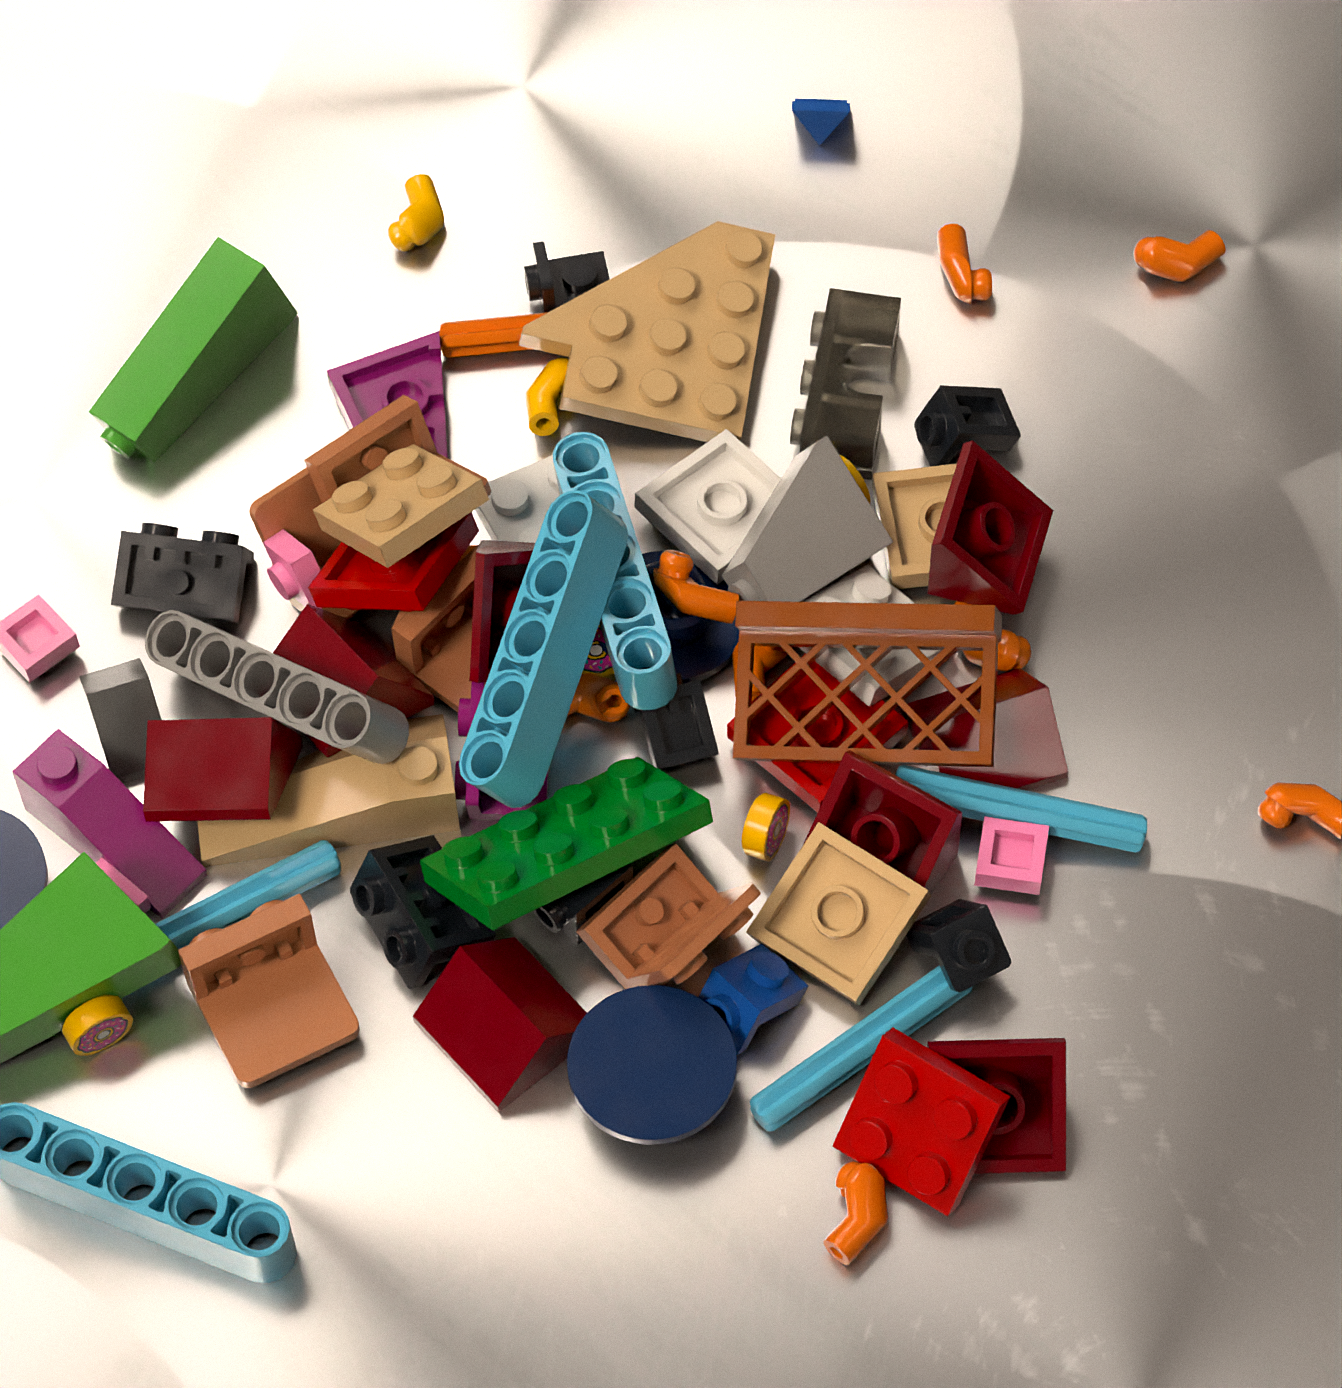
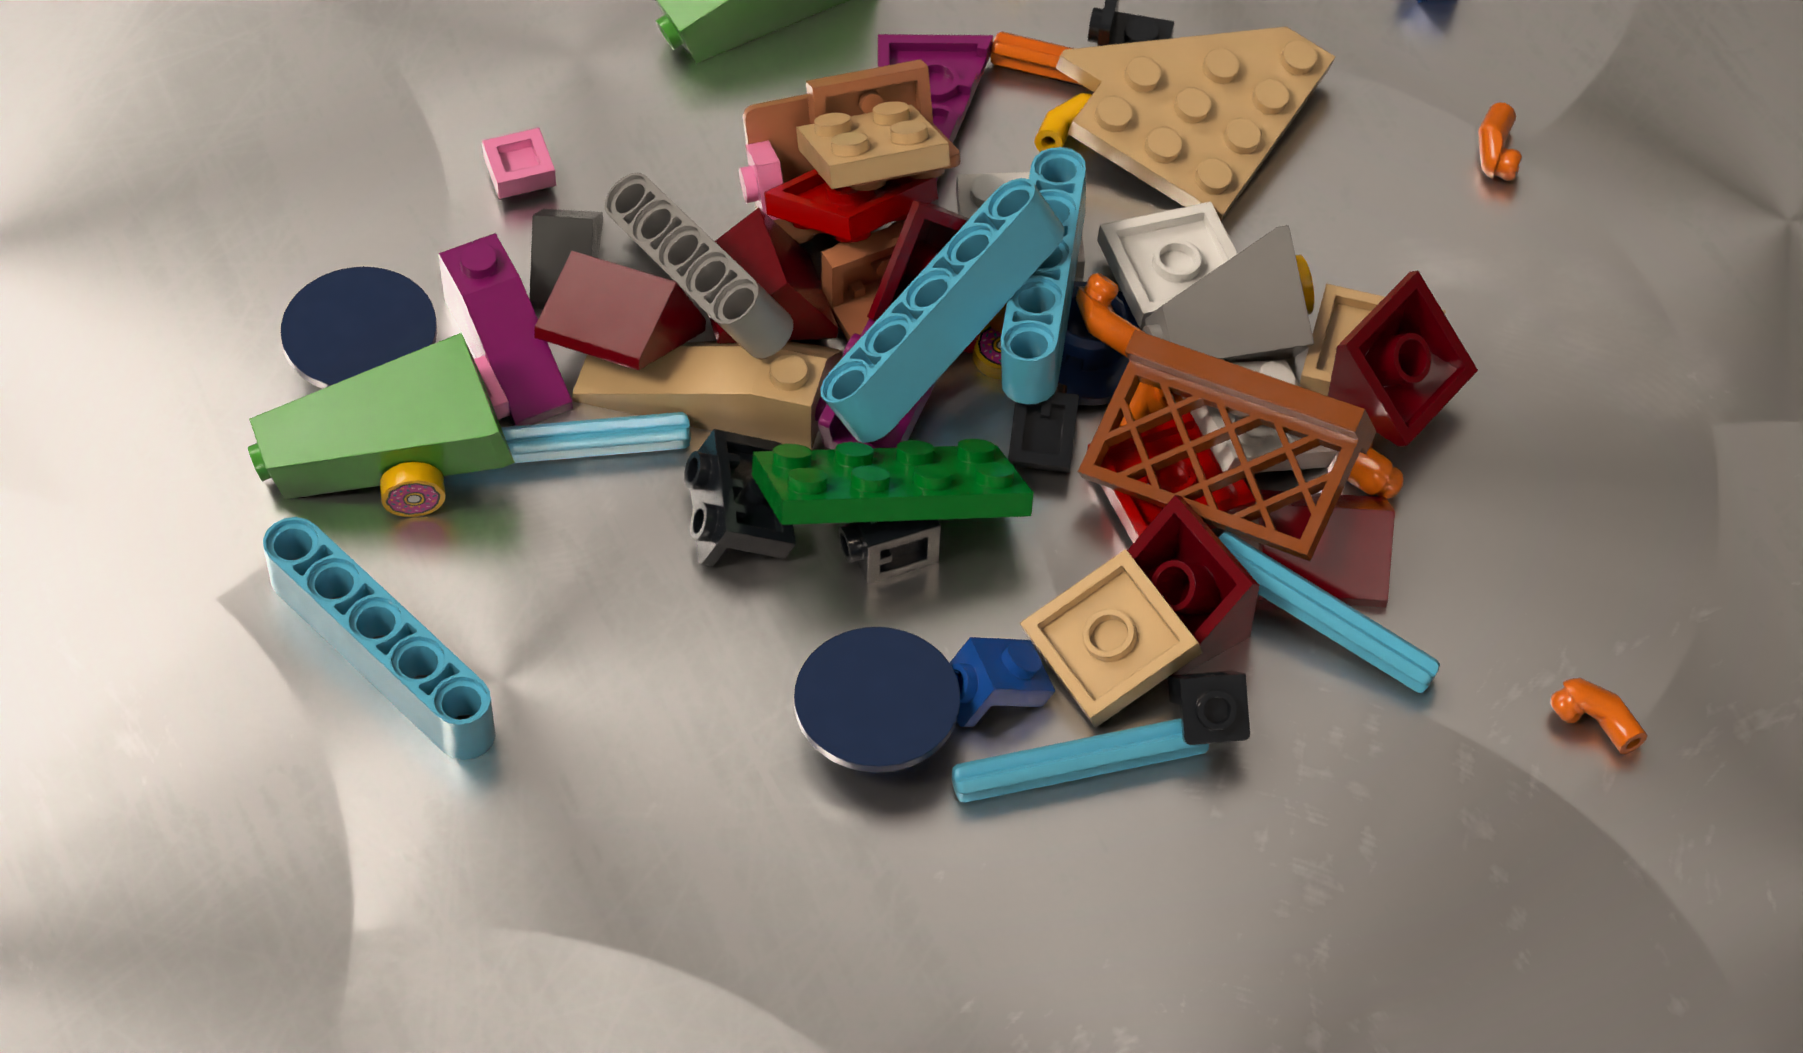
camera: 20 degrees right, 5 degrees down
(181, 574) = (670, 153): black bracket -> none
(268, 991) = (572, 514): nougat bracket -> none
(499, 1018) = (763, 613): dark red slope -> none
(598, 699) = (977, 380): orange arm -> none
(664, 921) = (942, 580): nougat bracket -> none
(765, 826) = (1082, 543): yellow tile -> none
(854, 343) = (1360, 169): clear smoke arch -> none
(866, 1208) = (1013, 899): orange arm -> none
(920, 1121) = (1095, 836): red plate -> none
(965, 415) = (1447, 268): black bracket -> none
(1011, 855) = (1297, 650): bright pink plate -> none
(1034, 1120) = (1175, 852): dark red slope -> none
(1176, 259) = (1707, 206): orange arm -> none

